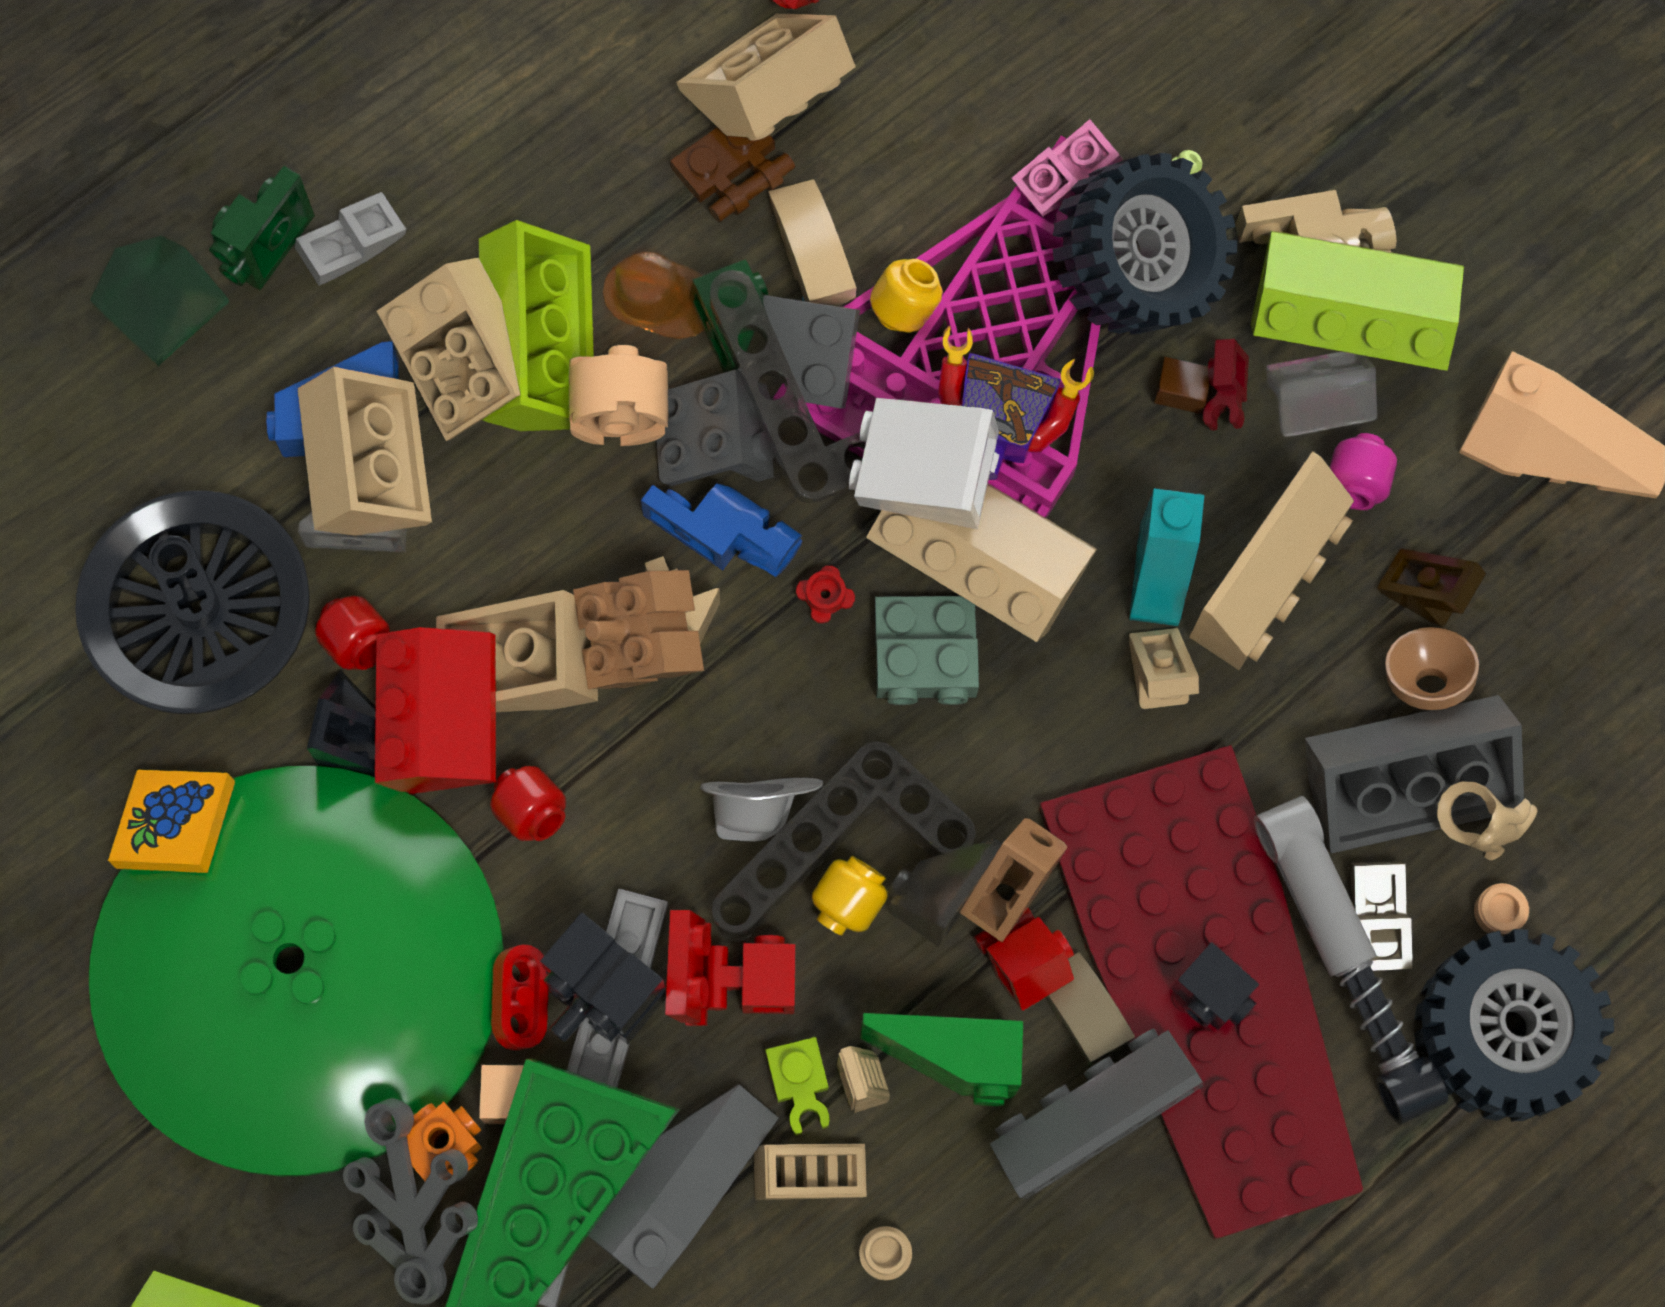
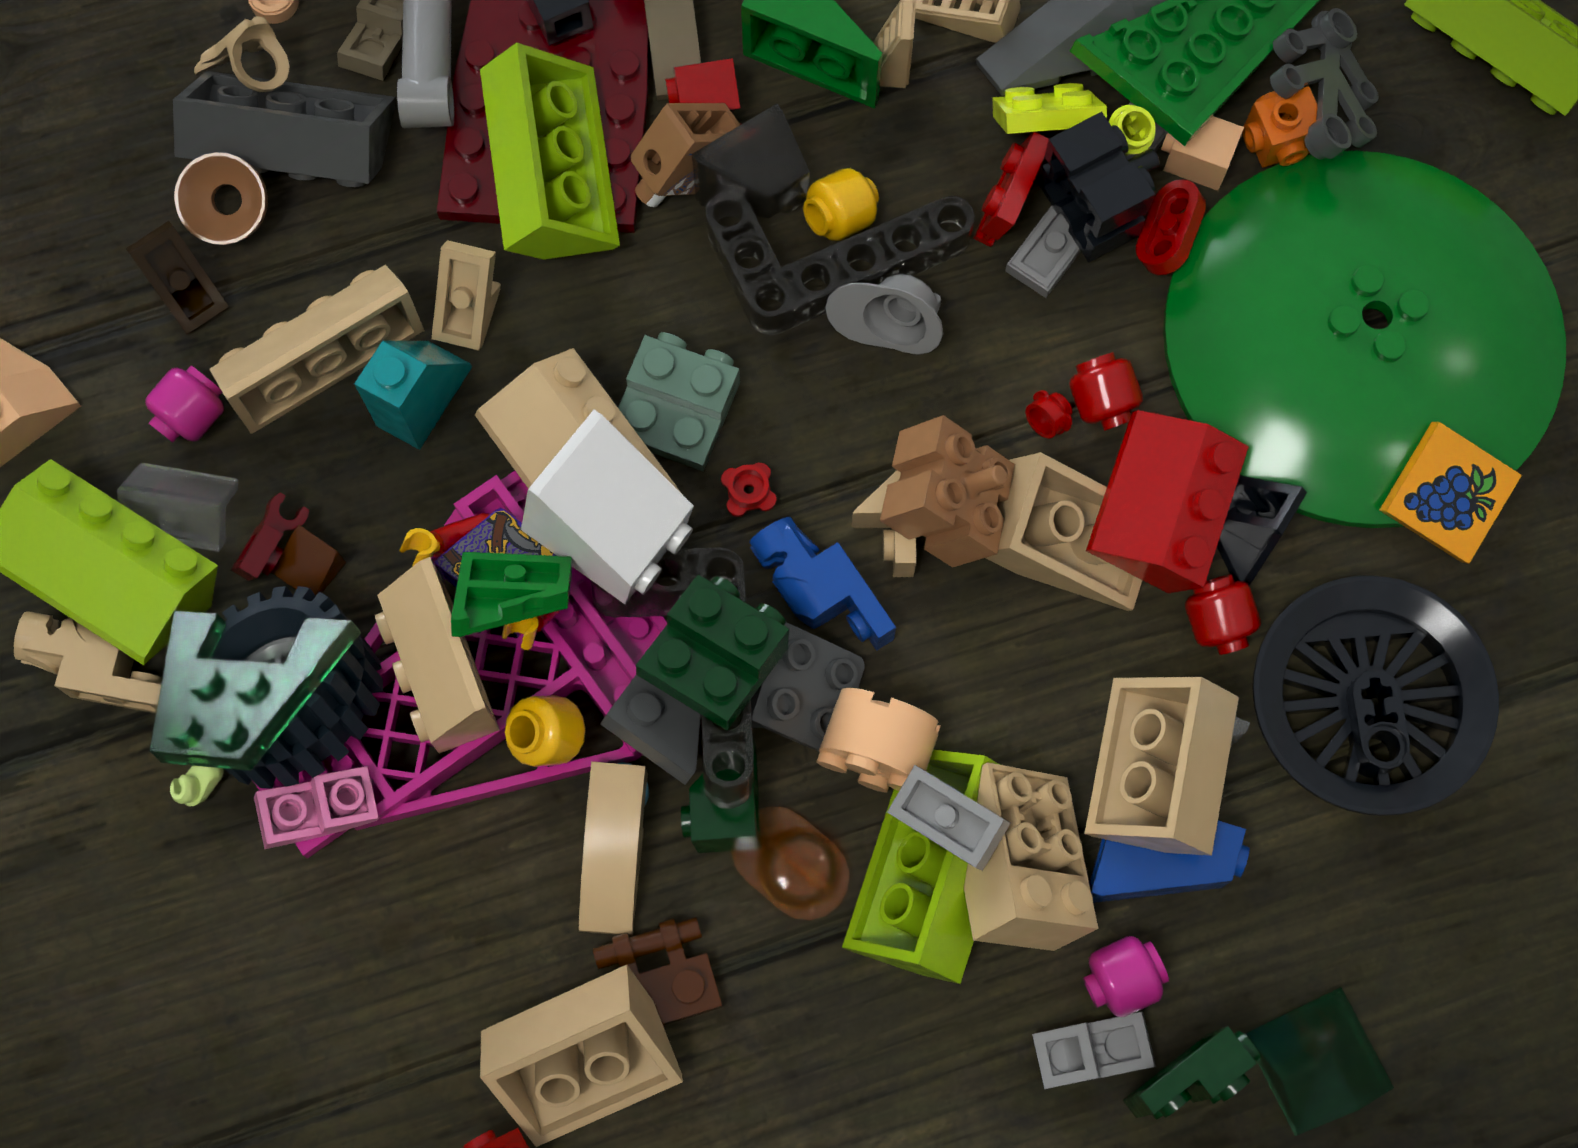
camera: 155 degrees left, 0 degrees up
(341, 295) = (1126, 976): none -> dark pink head
(532, 332) = (948, 817): none -> light grey plate
(574, 766) = (1049, 414): none -> red plate
(592, 1054) = (1136, 126): none -> neon yellow cone
(682, 1058) = (1030, 112): none -> neon yellow plate
(764, 978) = (947, 163): red brick -> none
(784, 383) = (715, 650): none -> dark green plate
(798, 1075) = (945, 81): lime plate -> none
(982, 358) = (508, 589): none -> green wing
(1018, 306) = (432, 662): none -> tan slope
(1145, 820) = (548, 155): none -> lime slope
(1170, 182) = (233, 709): none -> clear green wing

